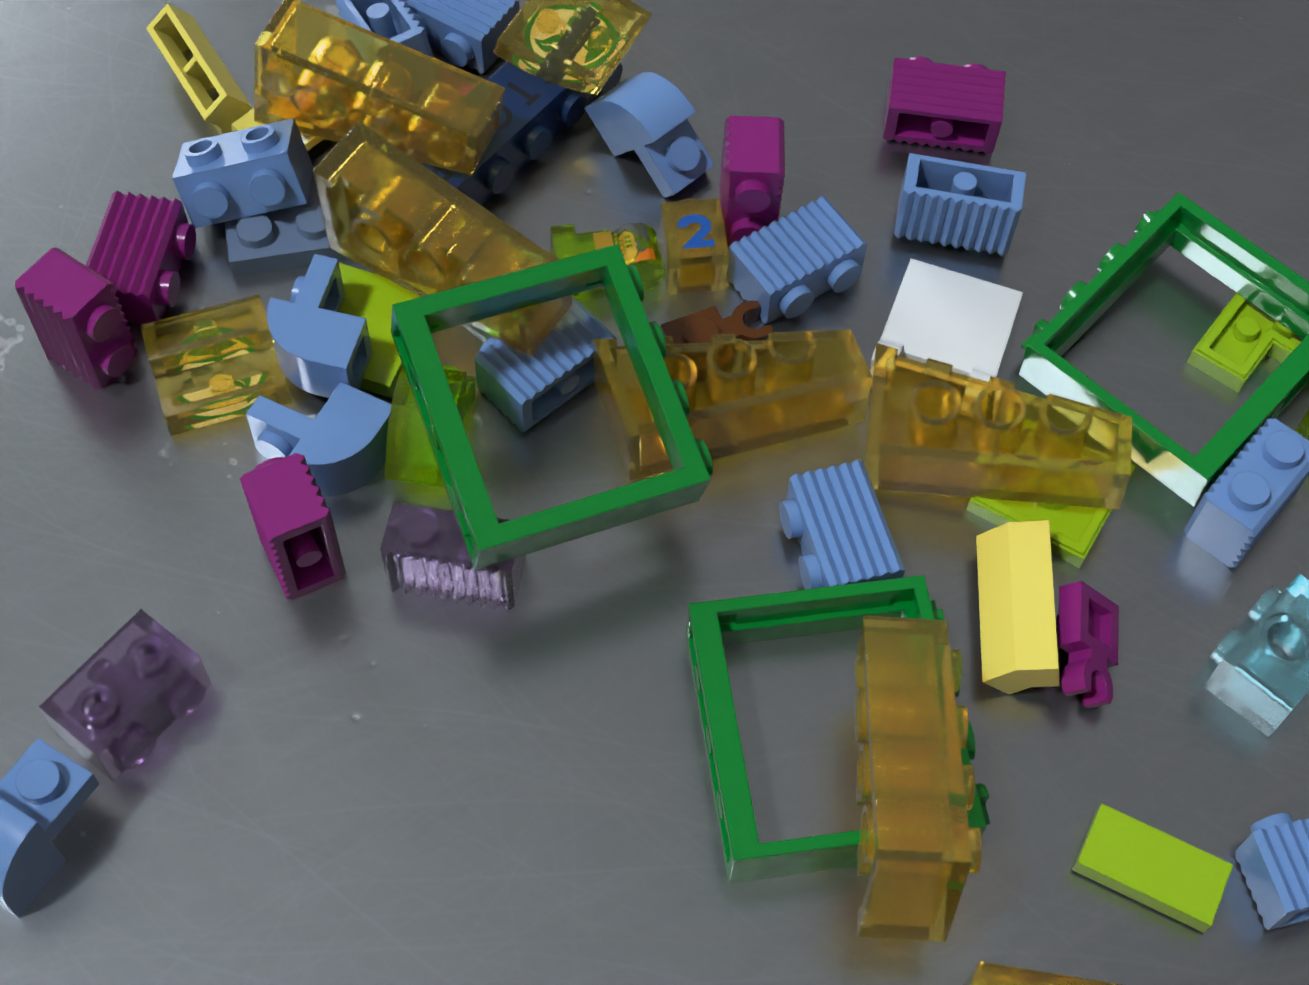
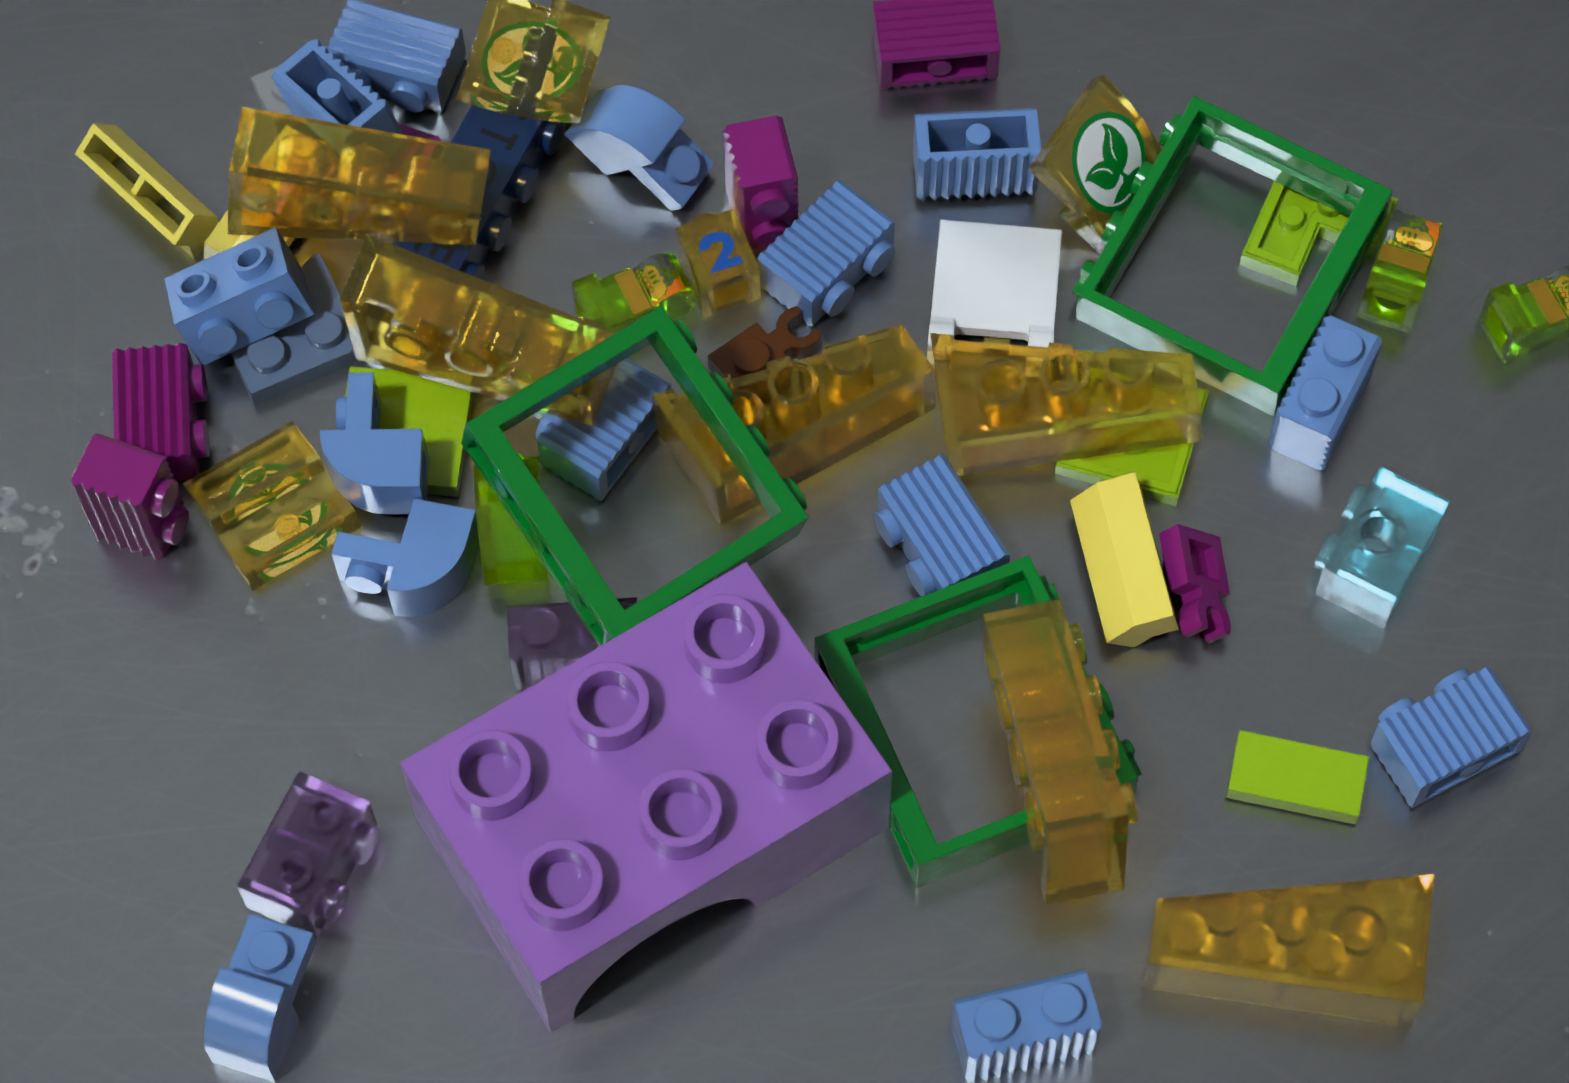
camera: 10 degrees left, 5 degrees up
(294, 524) = (416, 654): magenta brick -> none
(475, 711) = (648, 785): none -> medium lavender piece
(1070, 230) = (1095, 158): none -> slope

